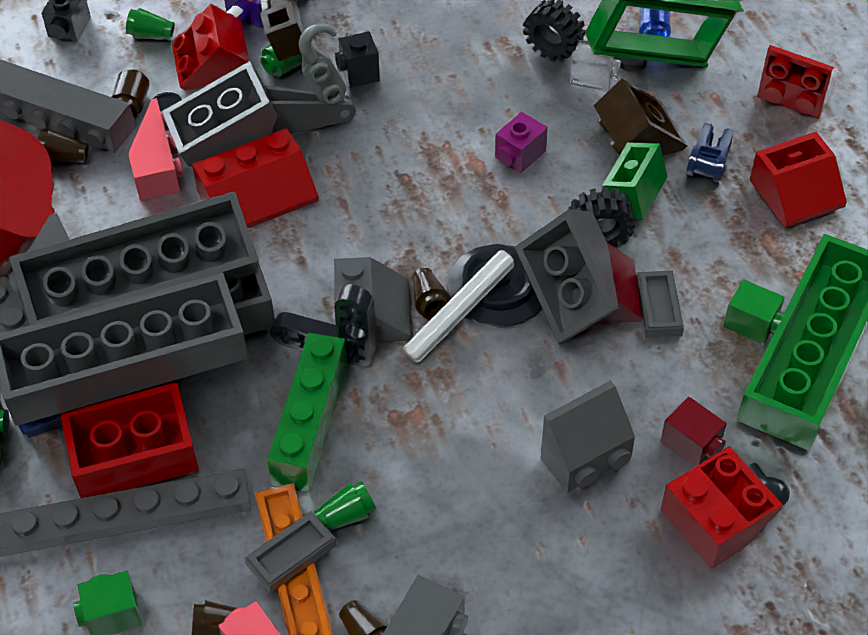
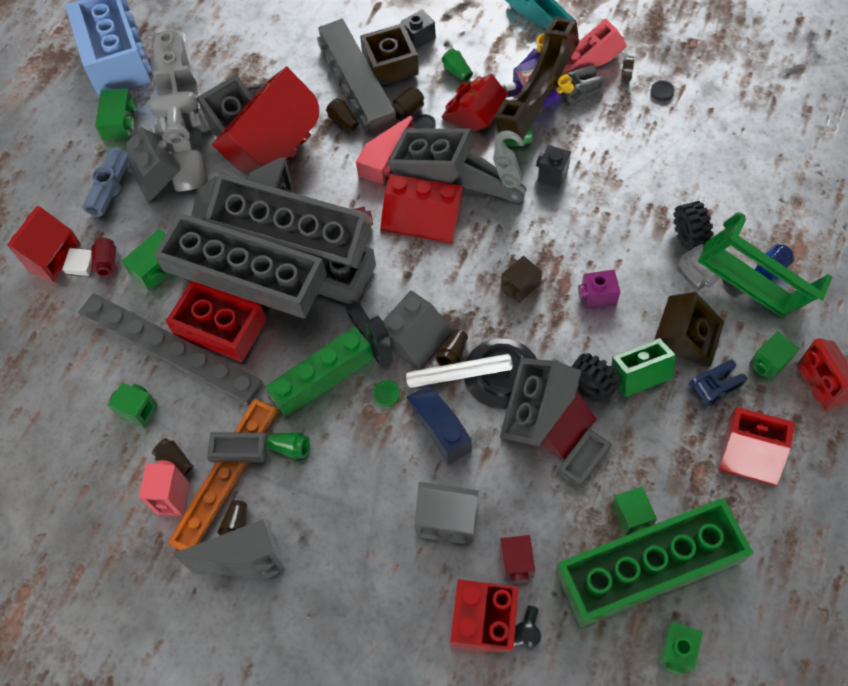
camera: 45 degrees right, 10 degrees up
(62, 49) = (390, 54): none -> dark brown brick
(398, 386) = (386, 393): none -> green piece
(432, 183) = (520, 279): none -> dark brown brick
(490, 368) = (441, 424): none -> dark blue slope
(735, 97) = (774, 355): none -> green brick

